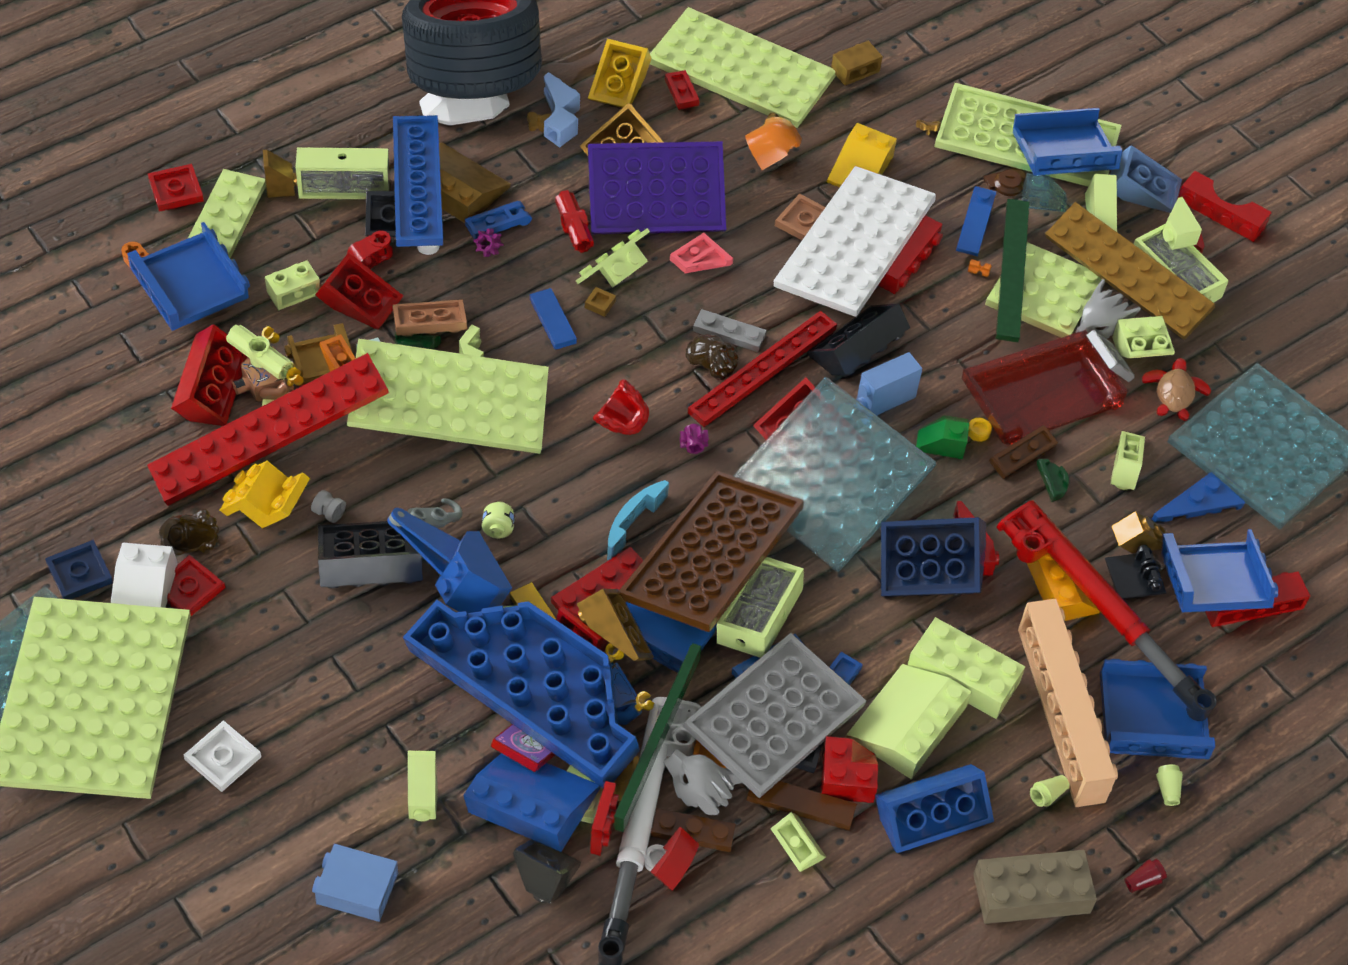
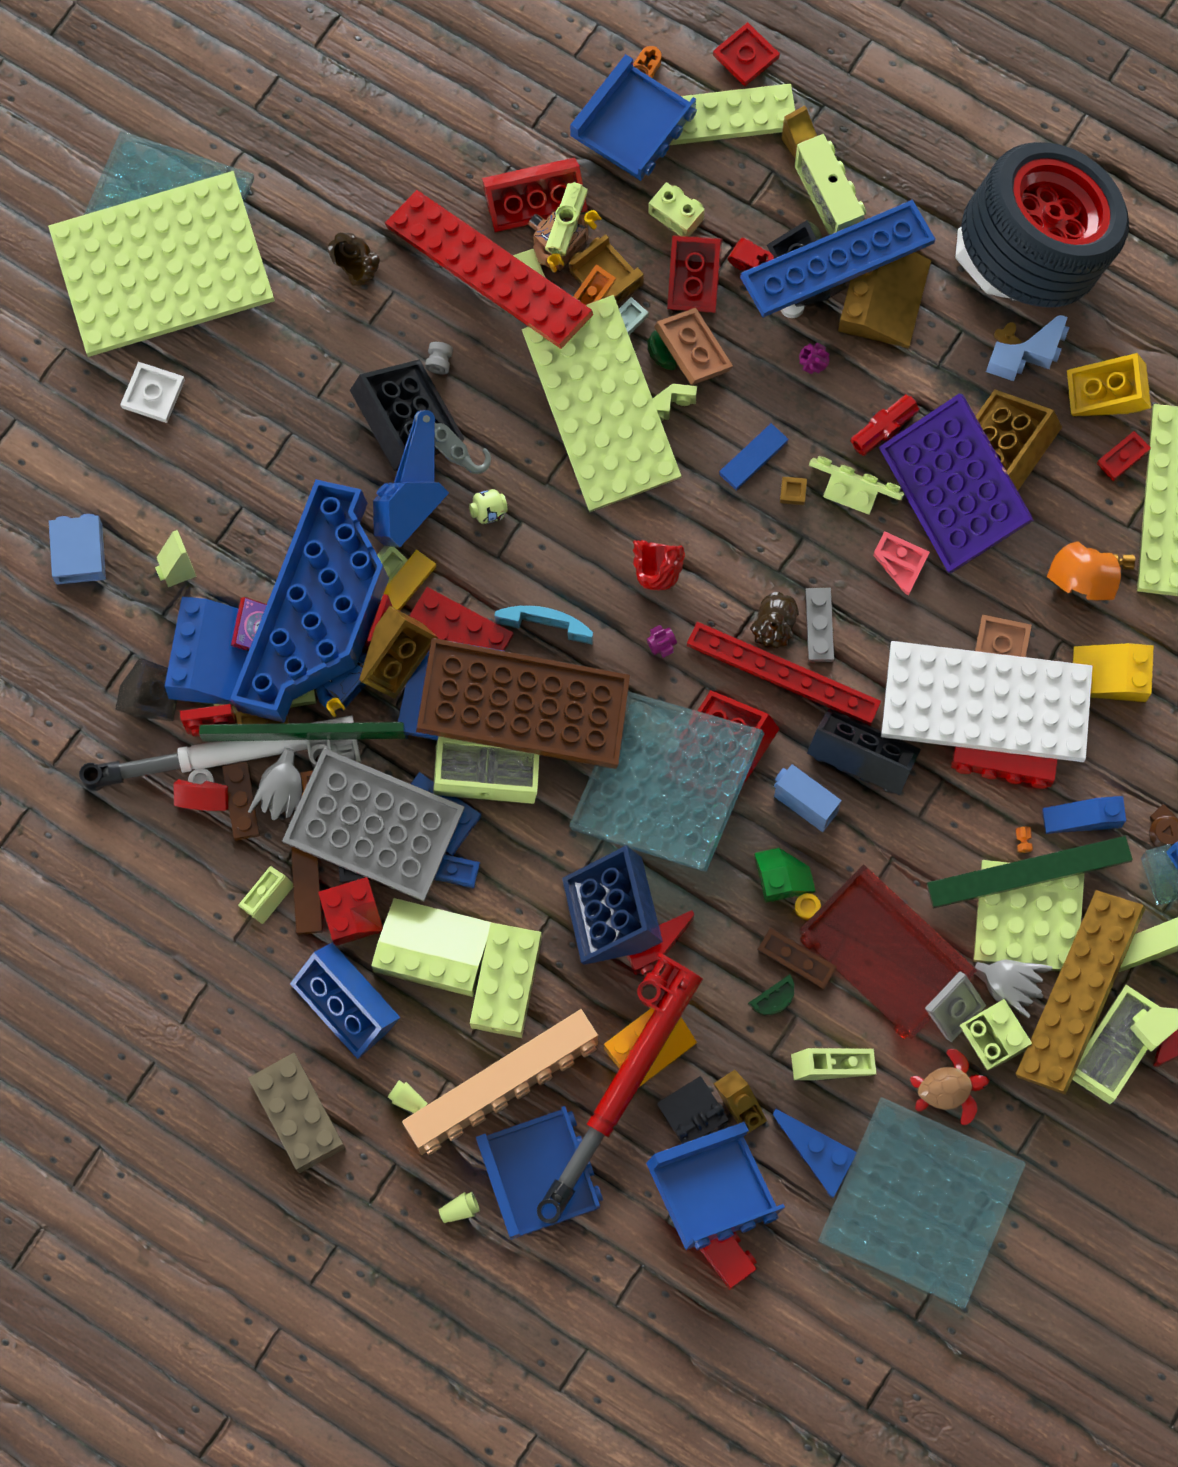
camera: 75 degrees right, 20 degrees up
(79, 570) = (283, 192): dark blue plate -> none
(143, 575) = (292, 246): white slope -> none
(193, 586) = (309, 285): red tile -> none
(264, 494) = (421, 298): yellow bracket -> none
(498, 219) = (852, 354): blue plate -> none
(1147, 875) = (352, 1212): dark red cone -> none

